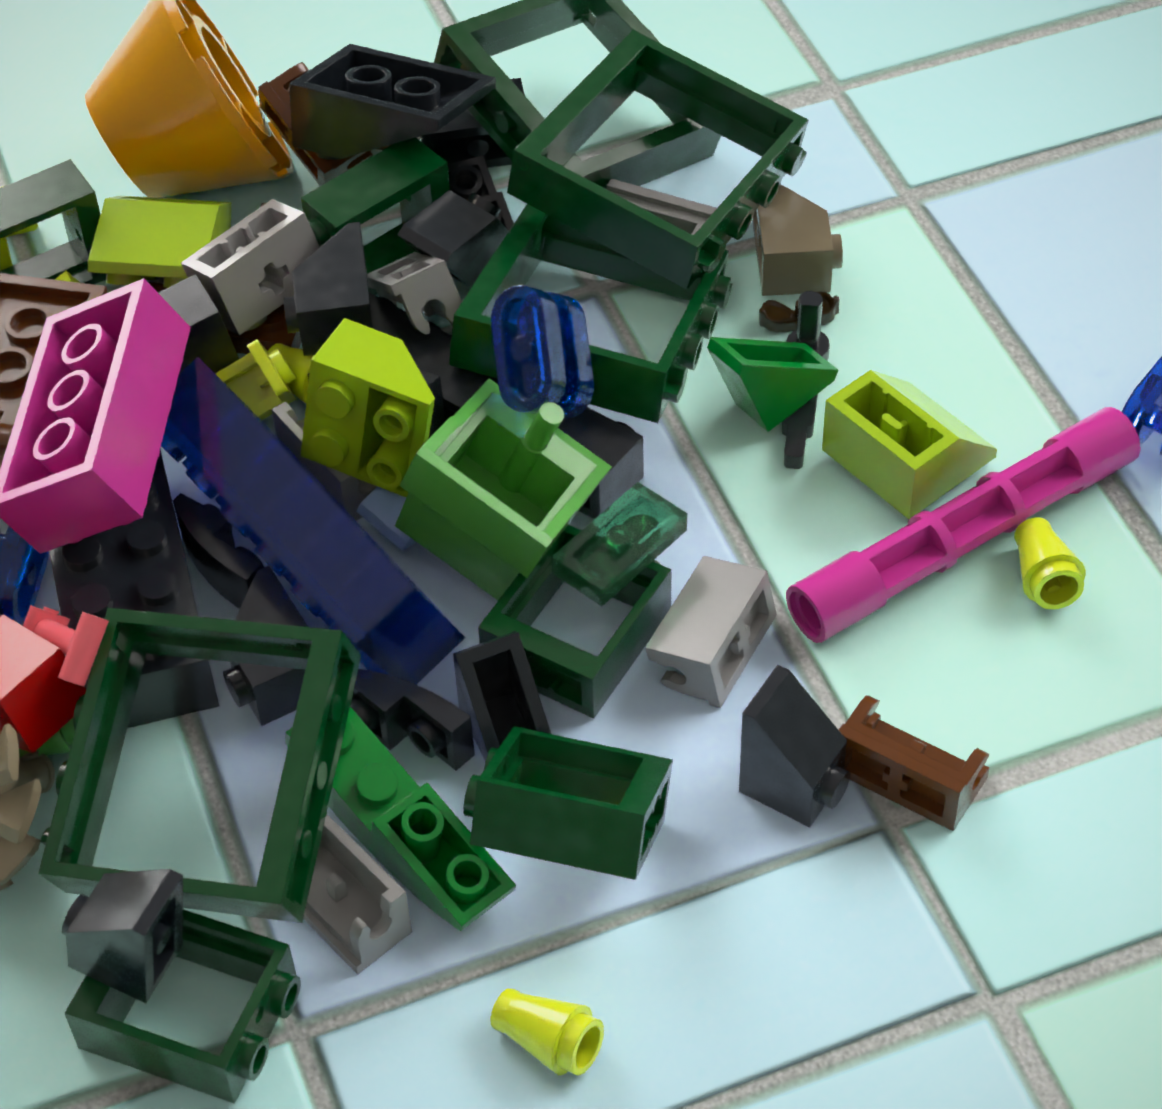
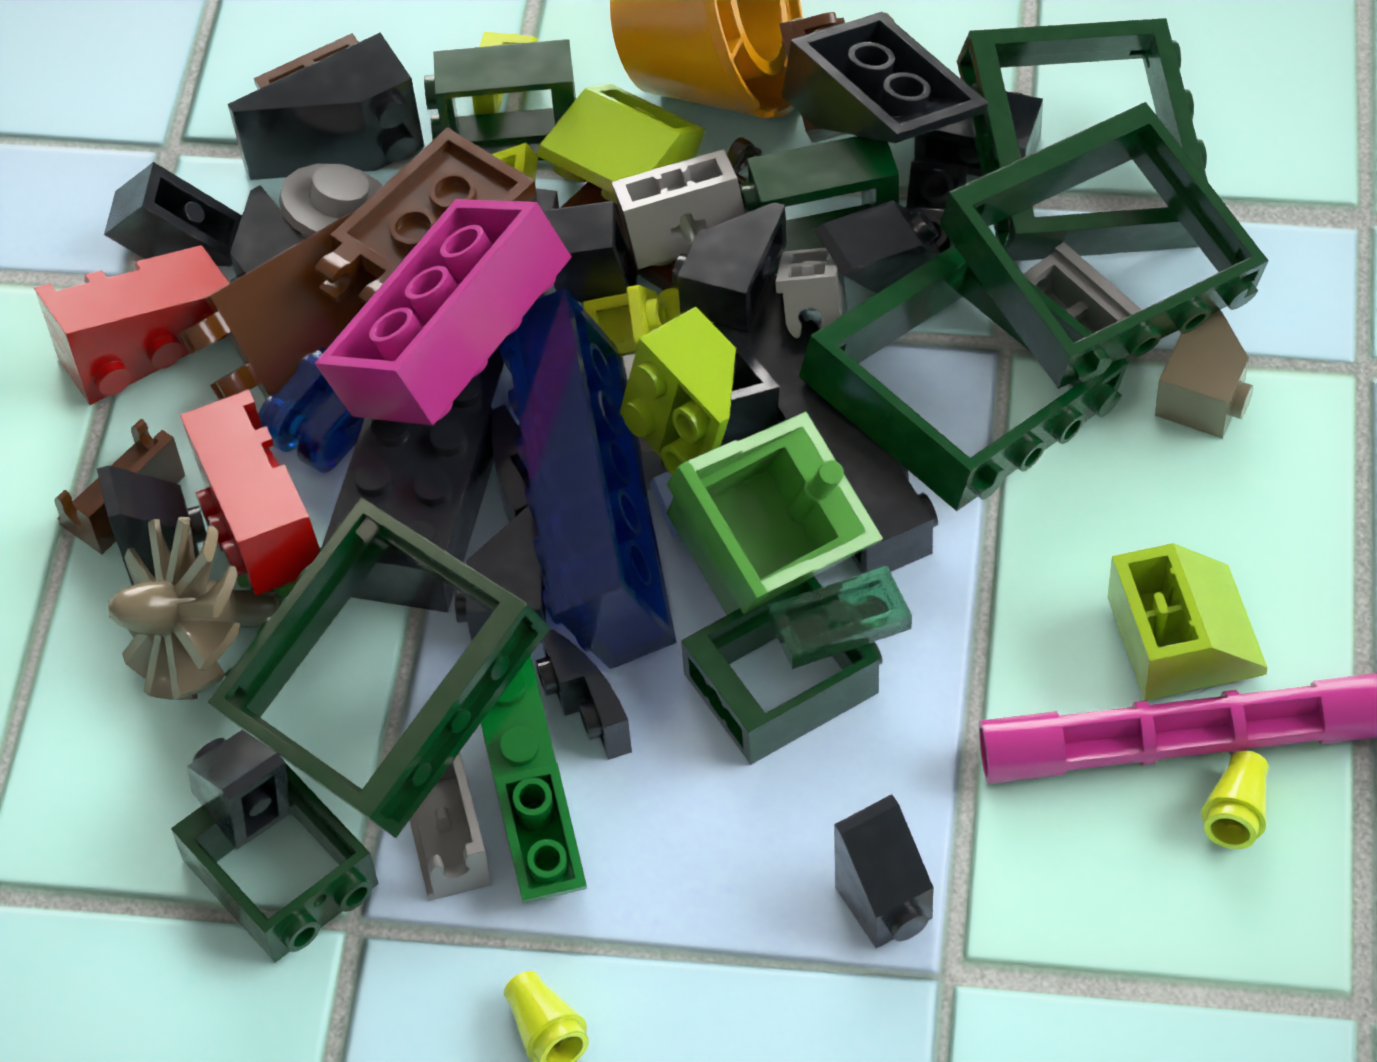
camera: 30 degrees right, 5 degrees up
(77, 645) = (321, 494): coral piece -> none
(498, 690) = (668, 722): black slope -> none
(541, 351) = (858, 408): clear blue brick -> none
(569, 802) = (726, 837): dark green window -> none
(713, 629) = (895, 729): light grey hinge -> none
(770, 376) = (1094, 505): green slope -> none
(780, 318) = (1154, 447): dark brown piece -> none
(801, 423) = (1156, 493): black piece -> none
(910, 768) = (991, 932): reddish brown hinge -> none

